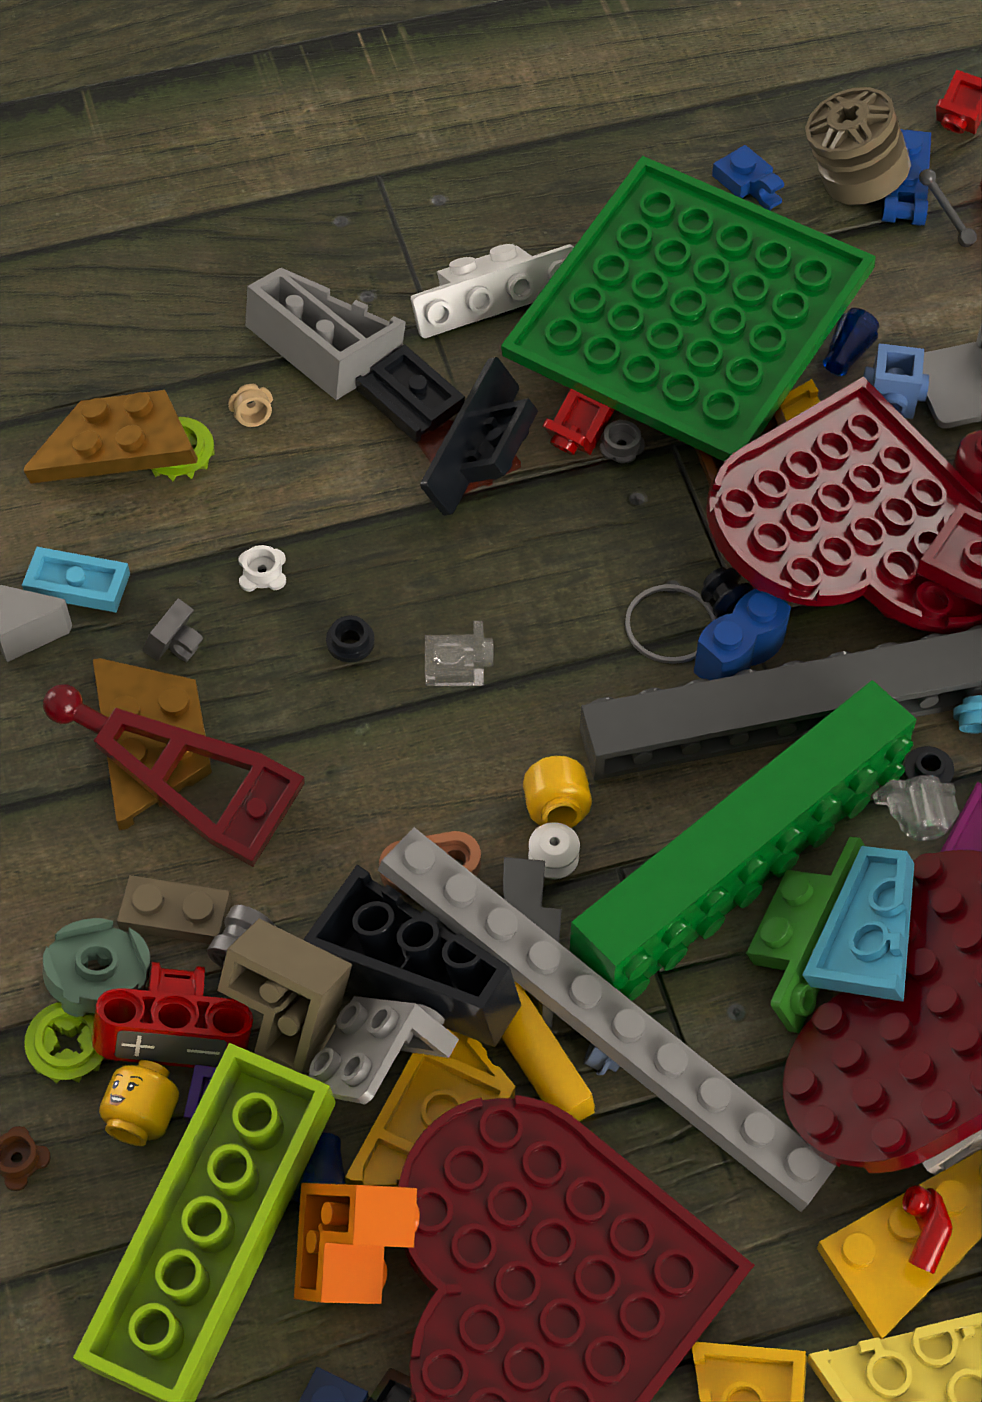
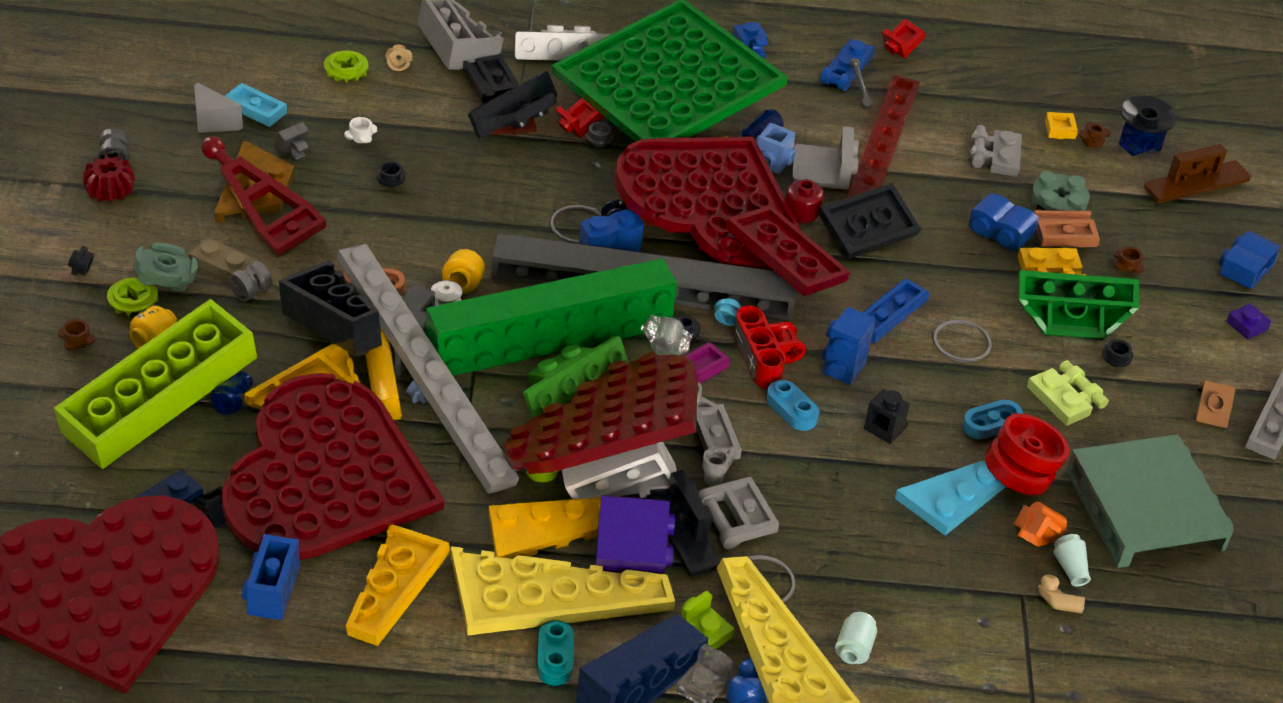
camera: 15 degrees right, 15 degrees down
(112, 438) = (311, 48): pearl gold wing -> none
(169, 1021) = (183, 293): red beam -> none
(292, 986) = (261, 296): dark tan brick -> none
(345, 1239) = (230, 402): orange brick -> none
(369, 1040) = (308, 331): light grey bracket -> none
(458, 658) = (445, 201): clear bracket -> none
(858, 145) = (819, 34): dark tan wheel -> none
(867, 929) = (595, 371): medium azure wing -> none
(933, 1223) = (552, 513): red arm -> none

